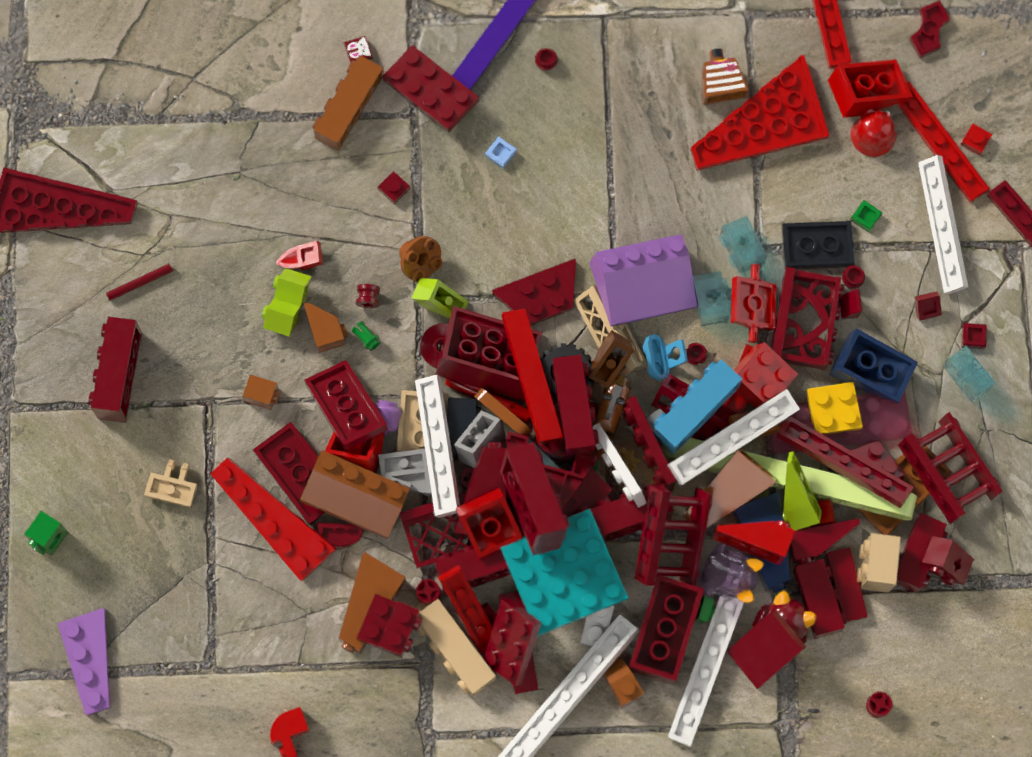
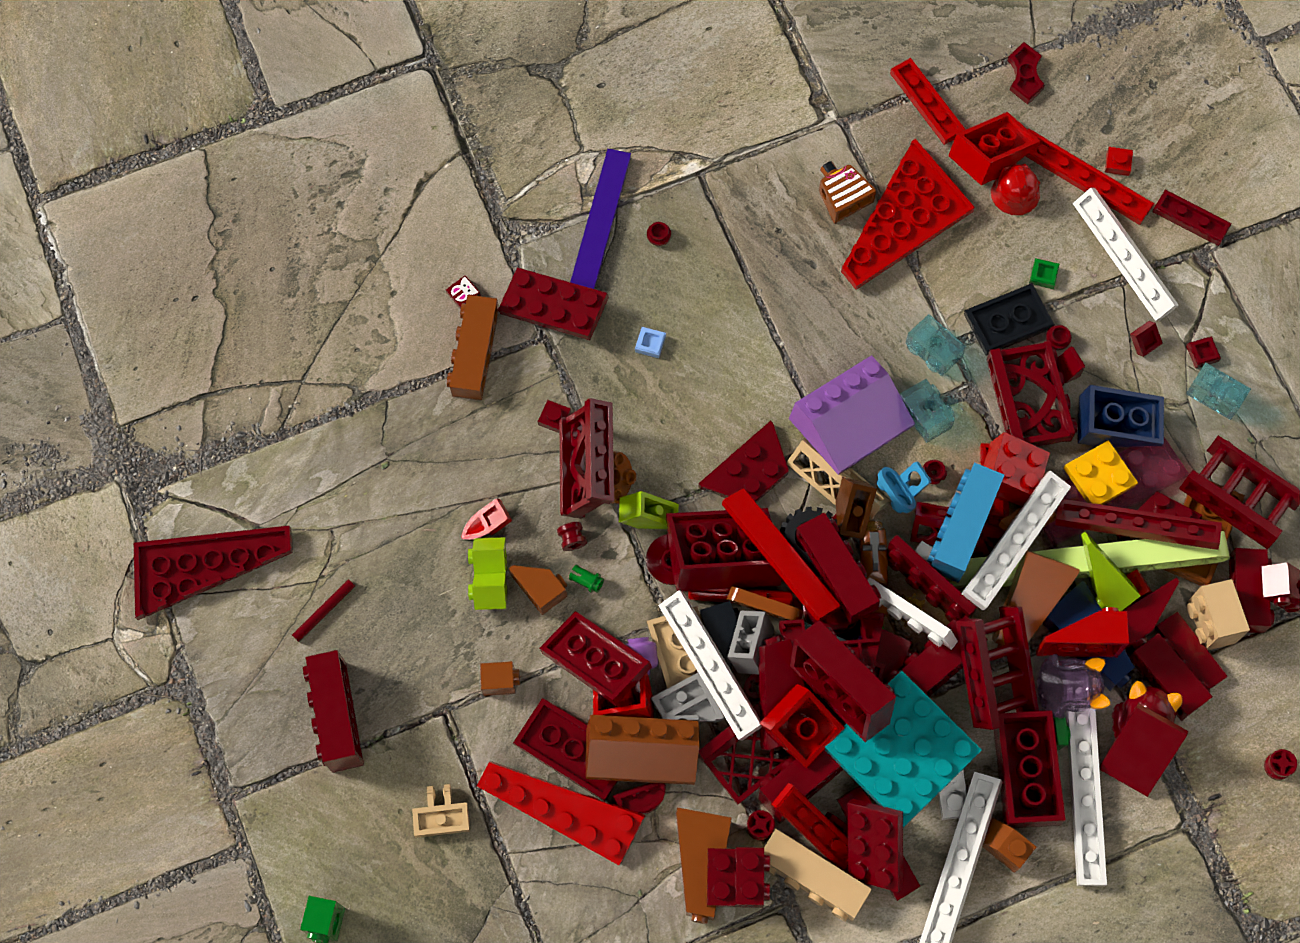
camera: 15 degrees left, 5 degrees down
(403, 235) = (588, 431): none -> dark red fence
(753, 303) = (972, 399): red plate -> none

